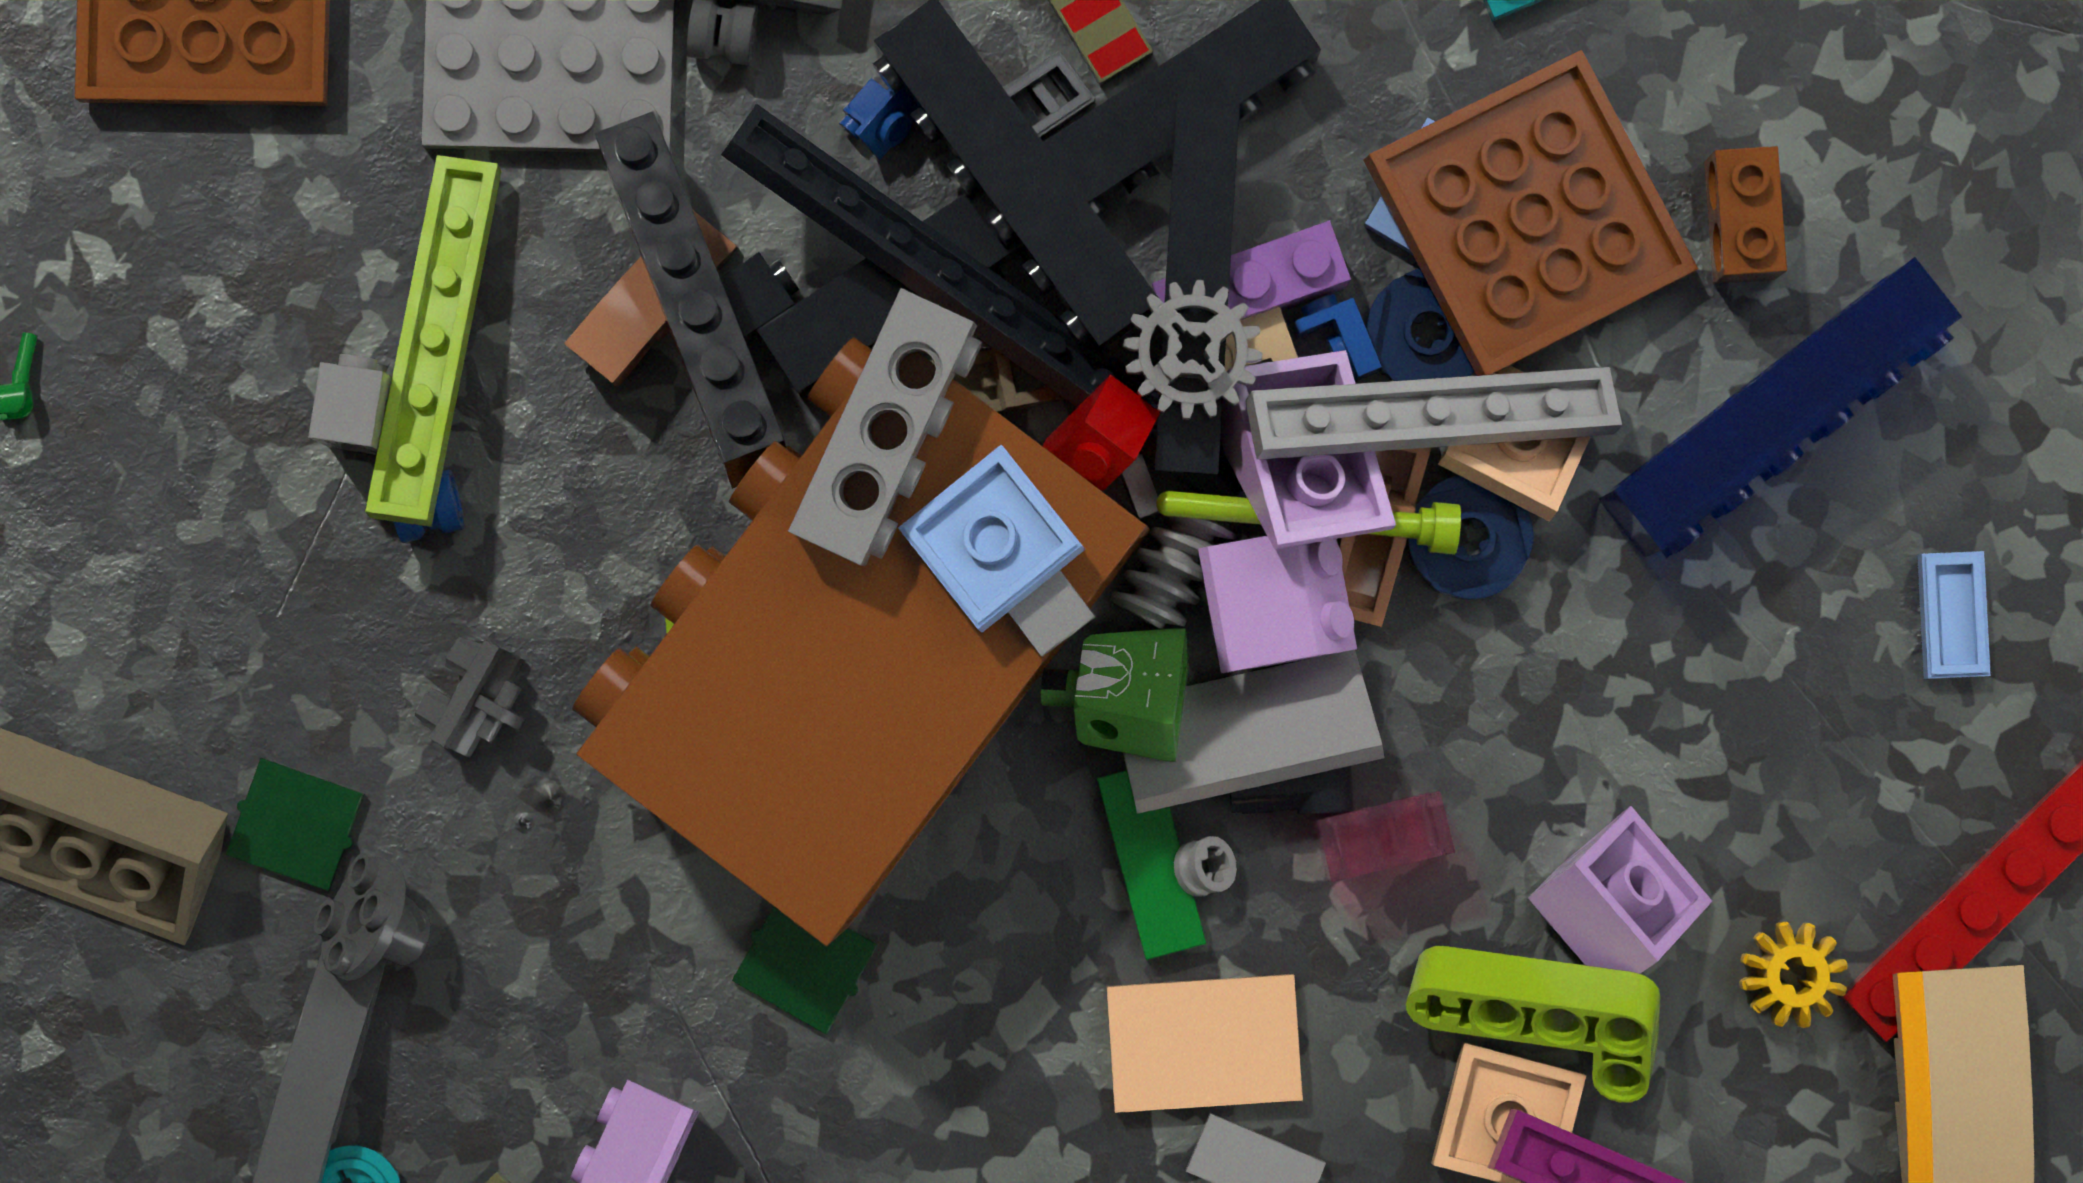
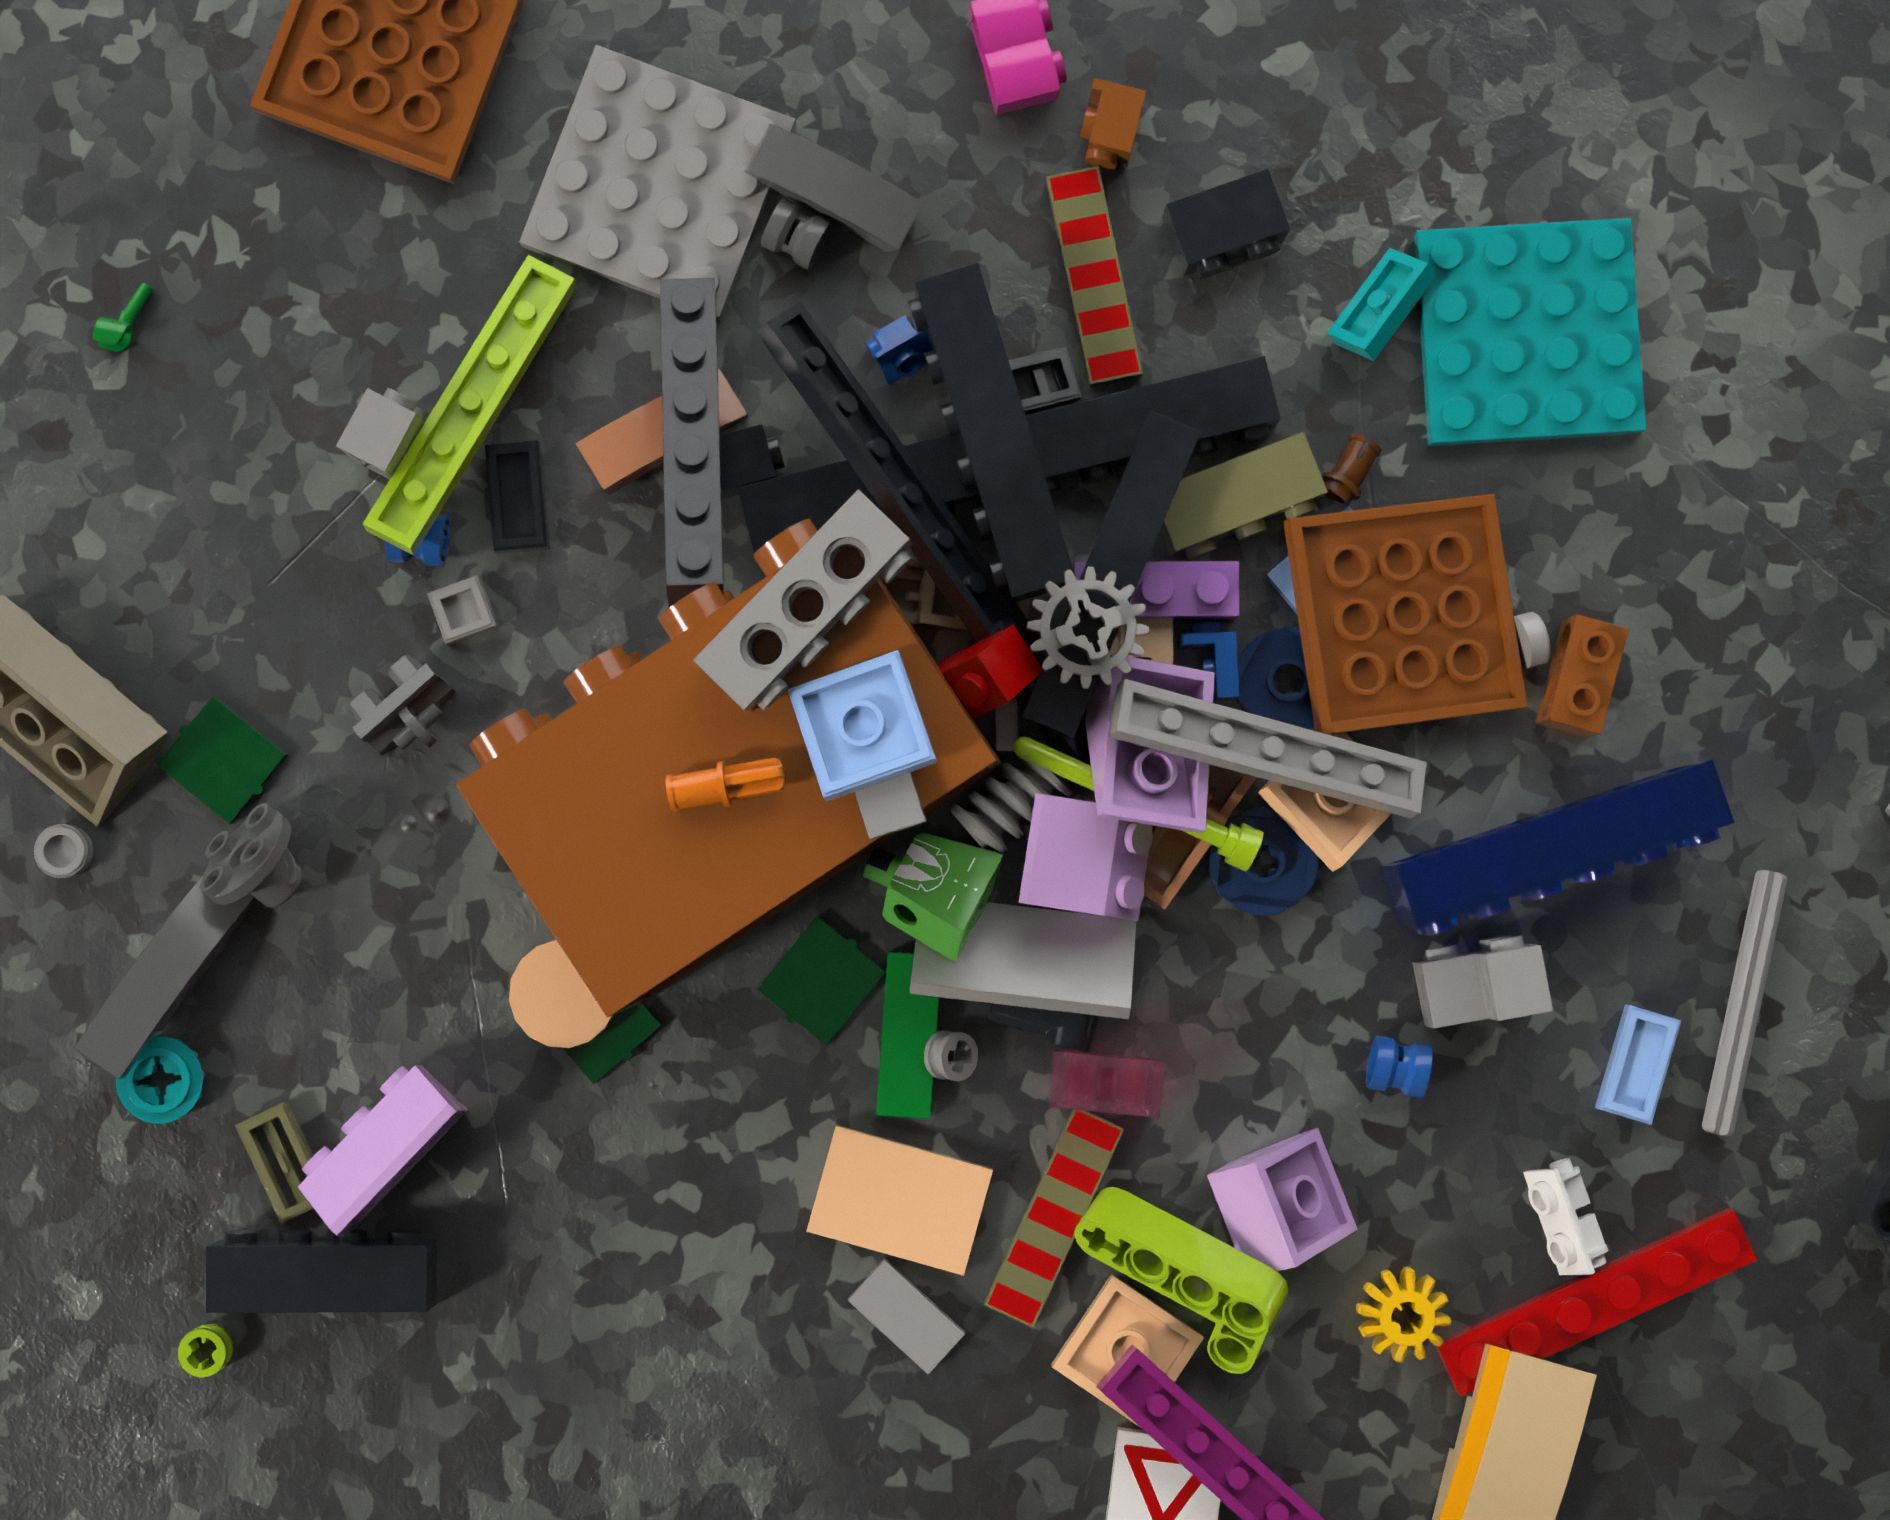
camera: 15 degrees right, 0 degrees up
(157, 984) = (63, 851): none -> light grey tile
(501, 568) = (462, 610): none -> light grey tile
(517, 424) = (517, 497): none -> black tile
(756, 952) = (553, 999): none -> light nougat tile
(866, 651) = (725, 783): none -> orange axle
(1035, 835) = (821, 980): none -> dark green piece
(1309, 147) = (1243, 496): none -> olive brick
(1376, 1002) = (1052, 1216): none -> tile
(1416, 80) = (1350, 471): none -> reddish brown pin
(1678, 194) = (1532, 639): none -> light grey tile
(1695, 708) = (1399, 1066): none -> blue wheel
(1758, 585) = (1491, 983): none -> light grey brick
(1949, 832) = (1572, 1242): none -> white hinge
(2045, 507) = (1744, 1002): none -> light grey axle

